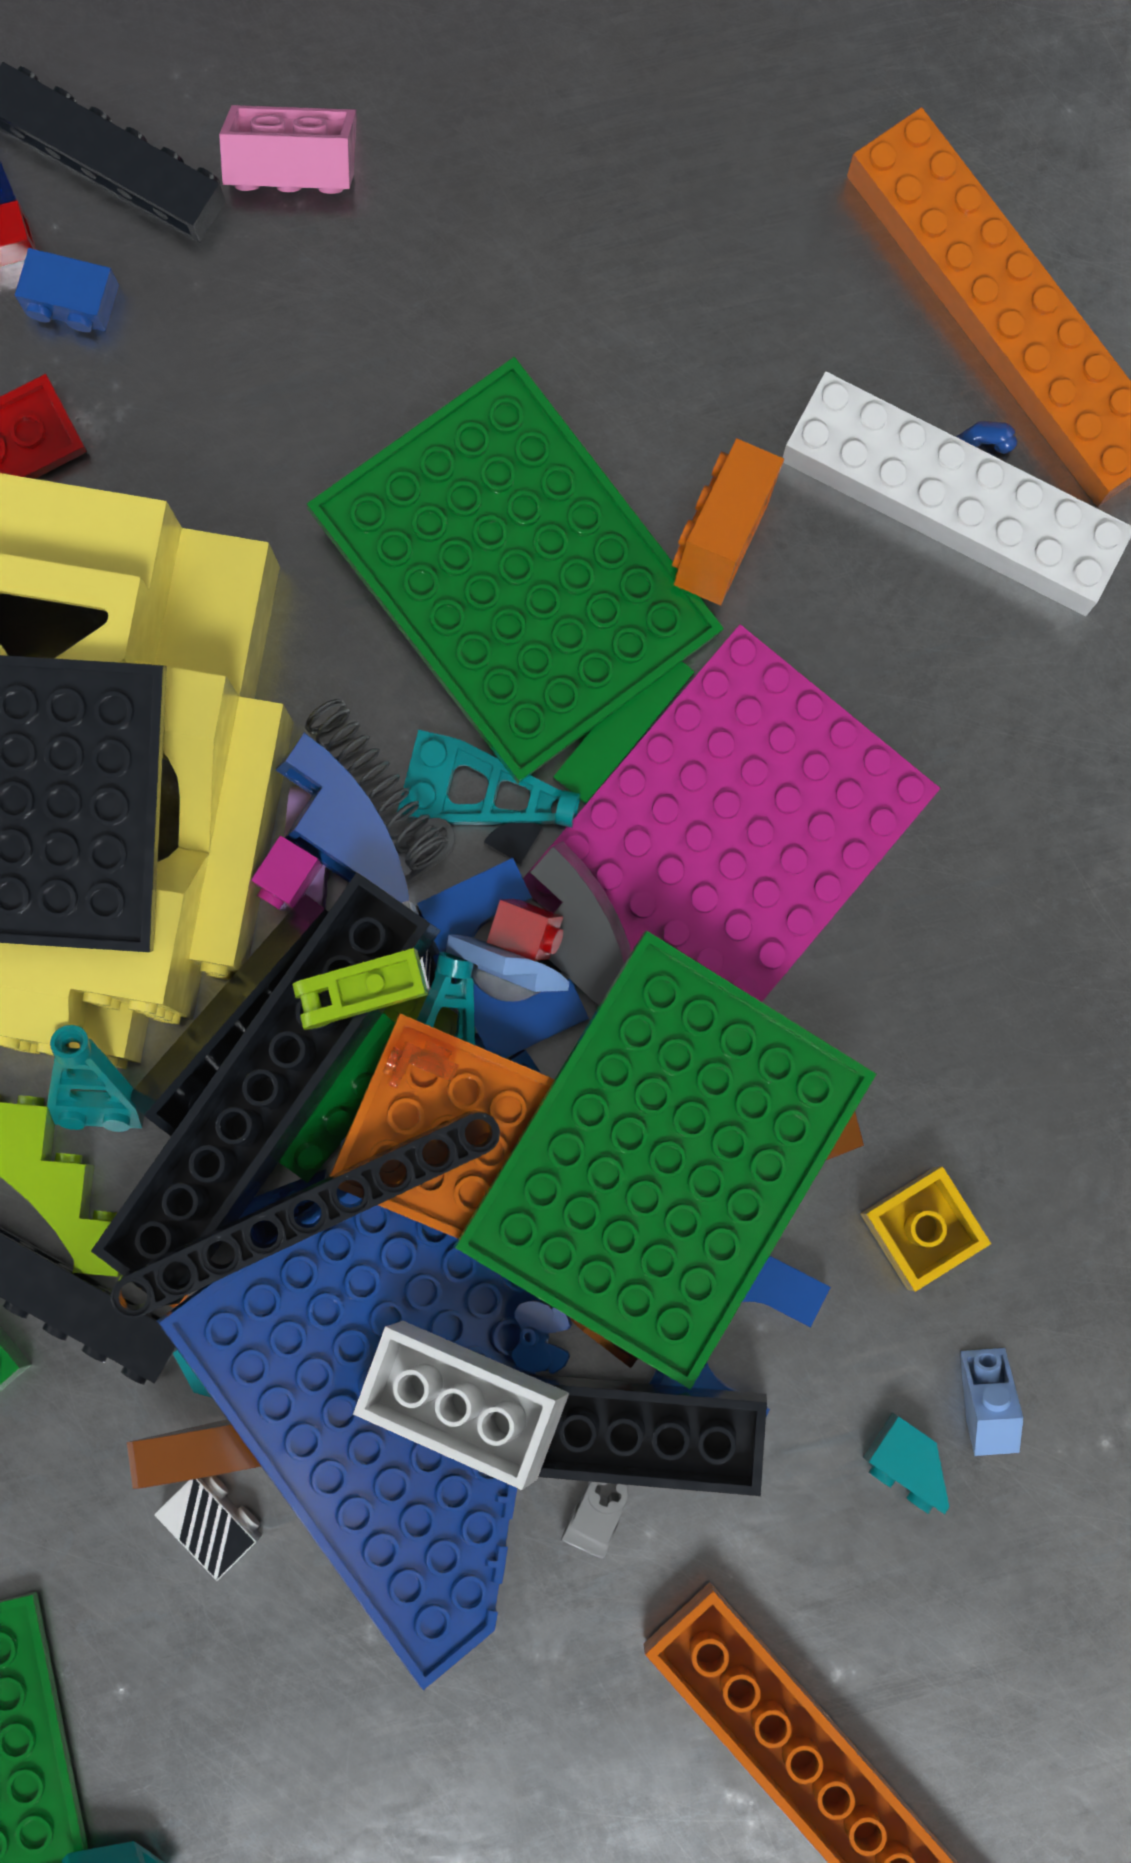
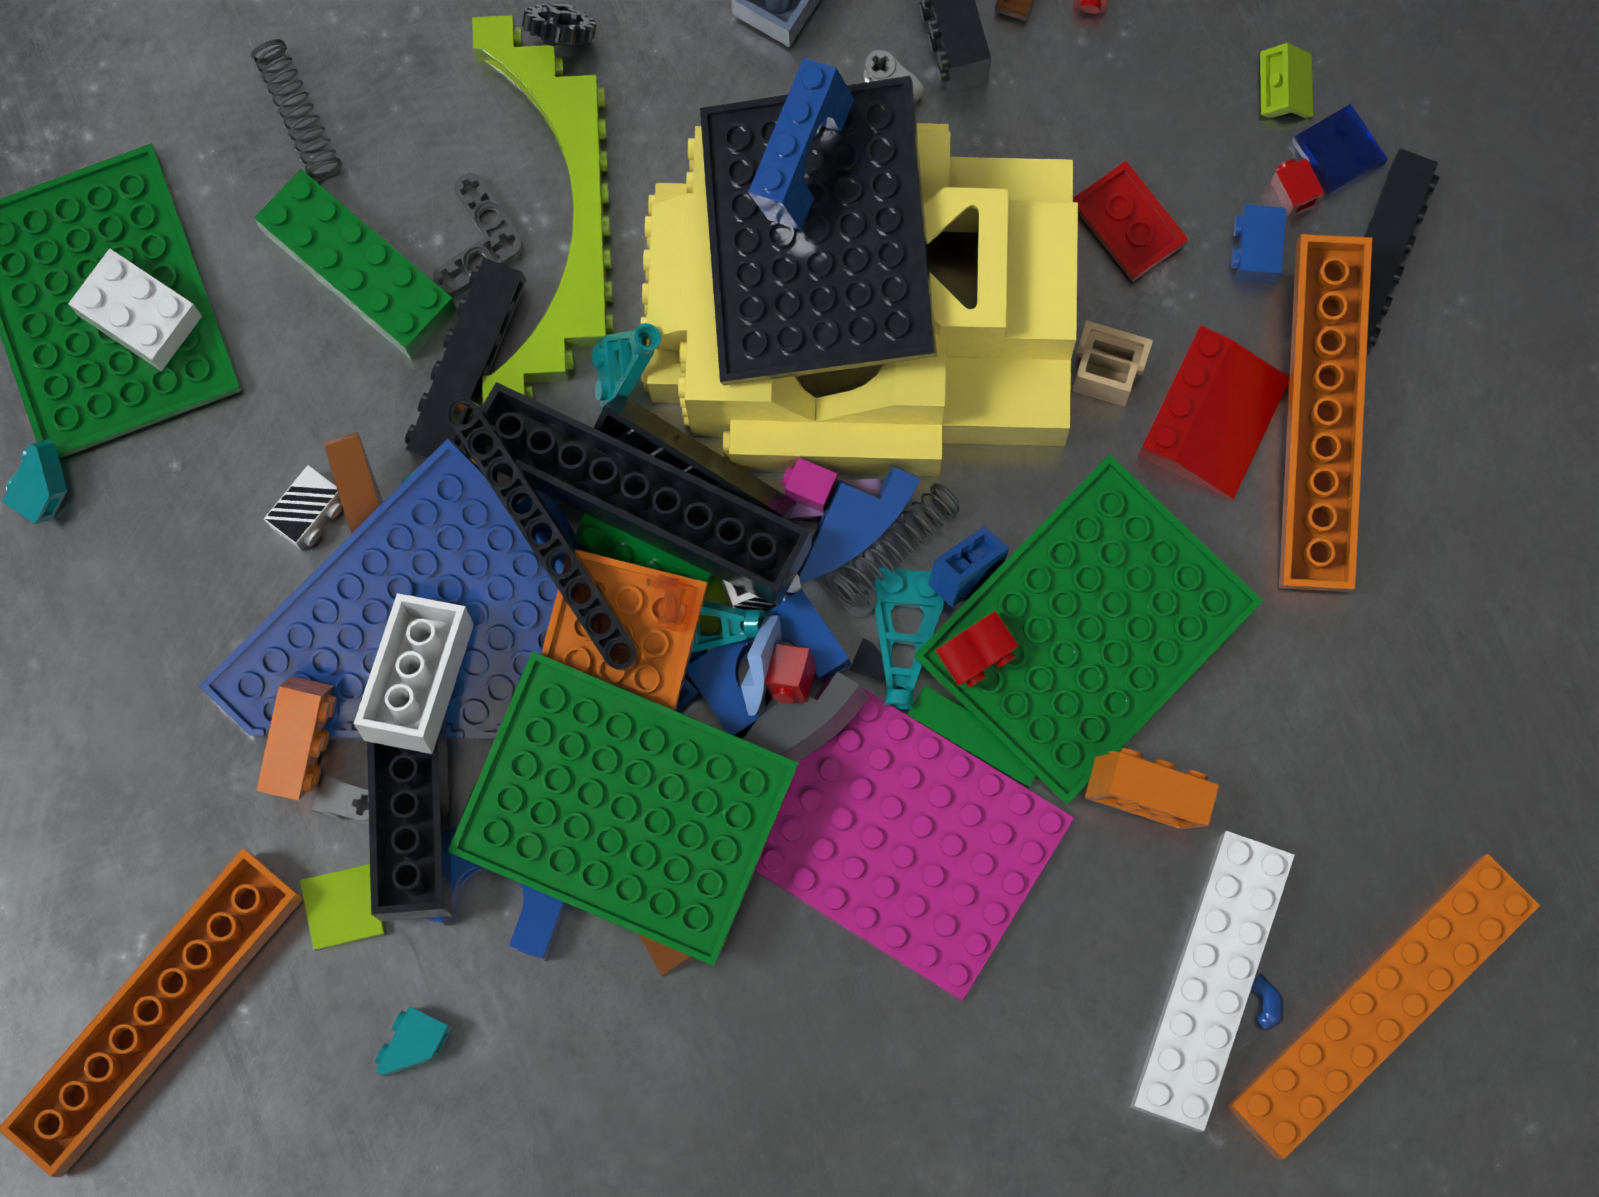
camera: 85 degrees right, 5 degrees down
(193, 484) = (1109, 362): none -> tan plate
(269, 382) = (1215, 414): none -> red slope
(288, 148) = (1413, 397): bright pink slope -> none
(293, 240) = (1325, 413): none -> orange brick
(361, 988) = (718, 547): lime plate -> none
(417, 698) = (967, 566): none -> blue brick
(514, 1568) = (296, 738): none -> orange brick
(526, 699) = (978, 649): none -> red brick
(537, 1322) = (464, 732): blue piece -> none
(727, 1536) = (340, 907): none -> lime tile
(925, 1228) = (598, 1029): yellow brick -> none
(991, 1402) = (468, 1101): light blue slope -> none

